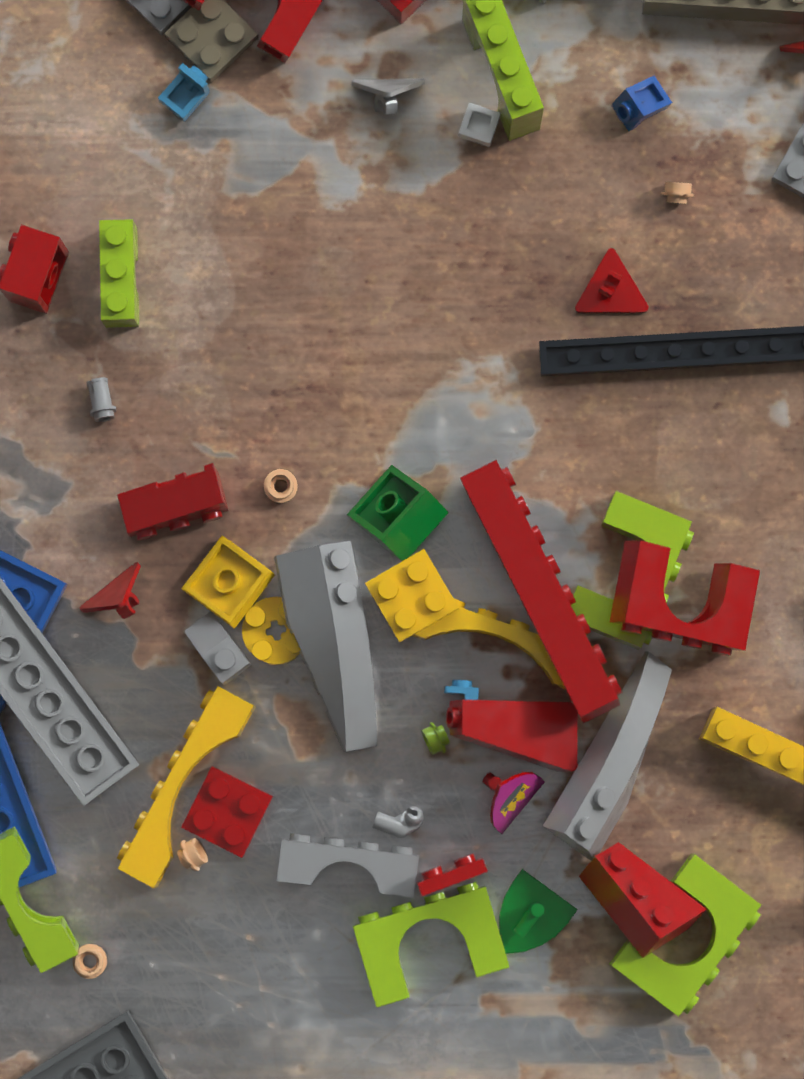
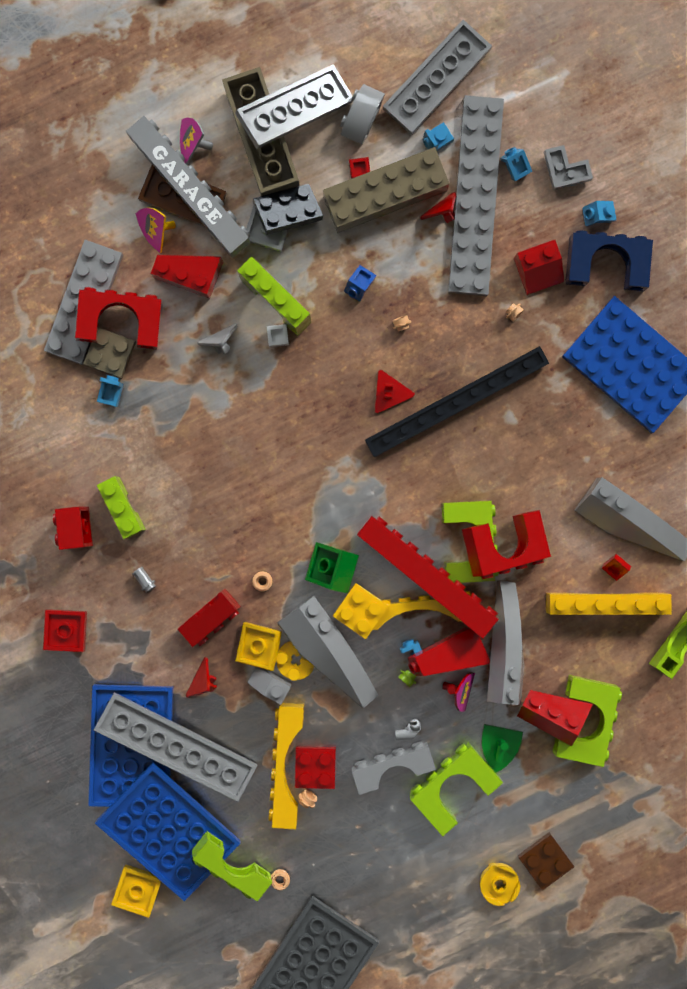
camera: 30 degrees left, 5 degrees up
(436, 879) = (446, 753): red plate -> none

